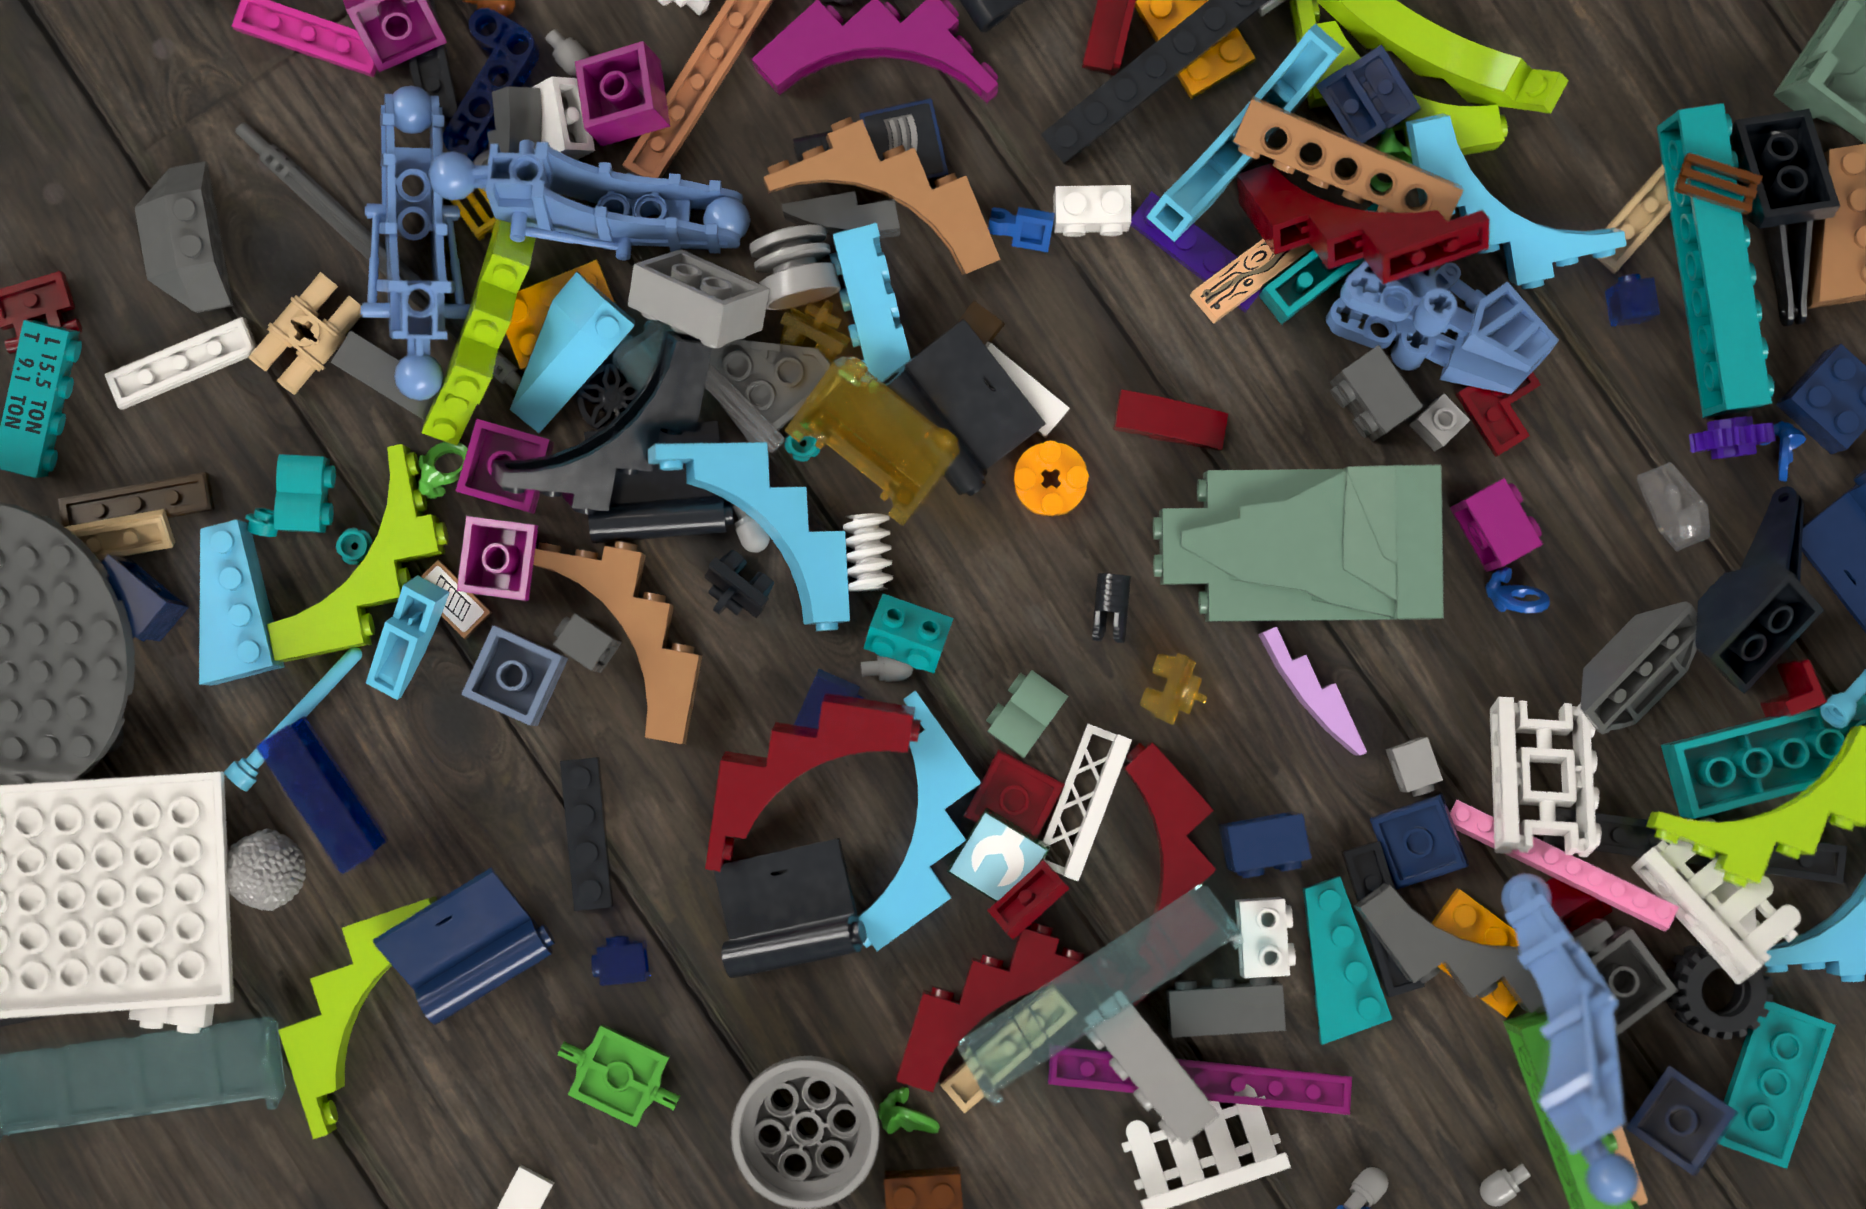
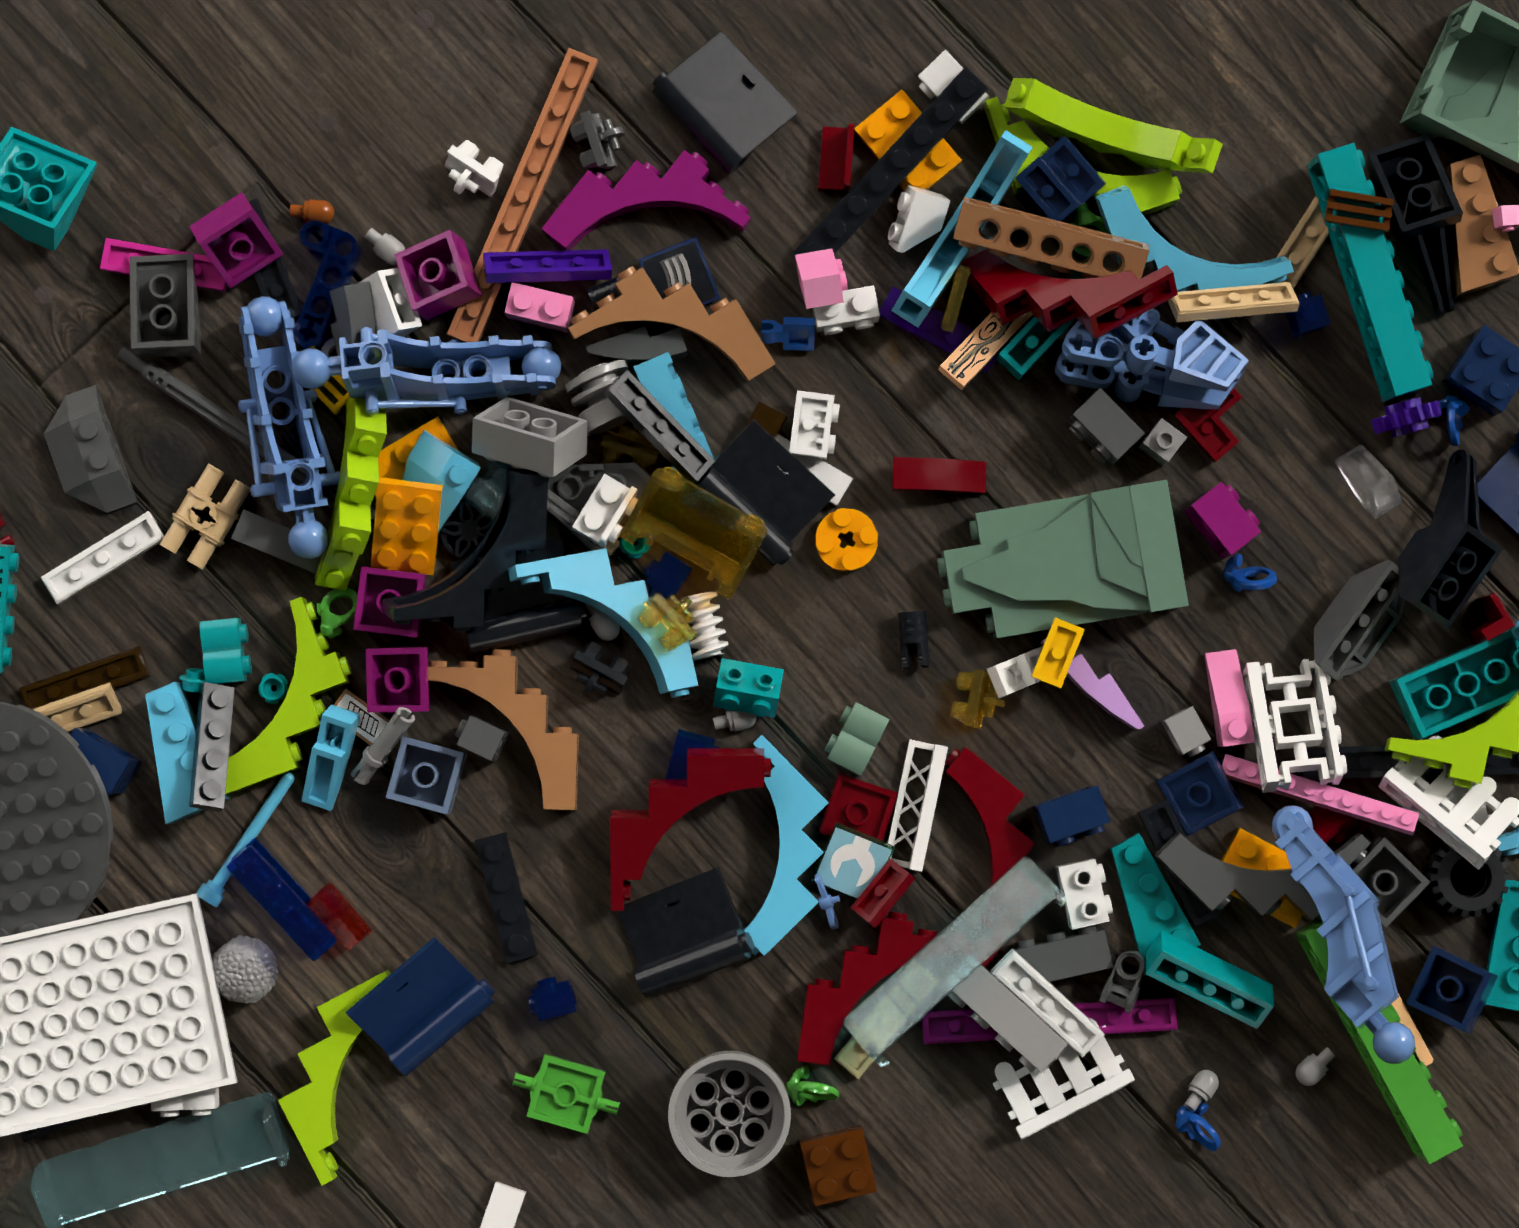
camera: 10 degrees left, 0 degrees up
(267, 603) = (211, 747): none -> plate
(298, 81) = (164, 306): none -> dark grey slope
(387, 825) = (339, 916): none -> clear red panel
(461, 642) = (377, 754): none -> light grey pin
(537, 379) = (406, 526): none -> light orange plate
(735, 150) = (539, 307): none -> bright pink brick
(751, 104) = (547, 266): none -> dark purple plate
(773, 399) = (605, 511): none -> white bracket
(832, 535) = (672, 615): none -> clear yellow hips
(834, 489) = (667, 576): none -> clear blue brick
(851, 309) = (659, 427): none -> plate
(960, 900) = (827, 902): none -> medium blue piece
(1032, 338) = (812, 425): none -> white bracket
(1069, 166) = (821, 278): none -> bright pink brick
(1195, 115) = (918, 218): none -> white slope
(1201, 1059) = (1047, 1002): none -> white tile
(1223, 214) = (955, 298): none -> clear yellow tile
(1230, 665) = (1014, 673): none -> white slope
(1278, 649) = (1057, 653): none -> yellow plate
(1296, 1050) = (1124, 982): none -> dark grey piece
(1397, 1063) = (1209, 979): none -> teal brick
(1470, 736) = (1228, 699): none -> bright pink slope
(1551, 269) = (1234, 302): none -> tan tile

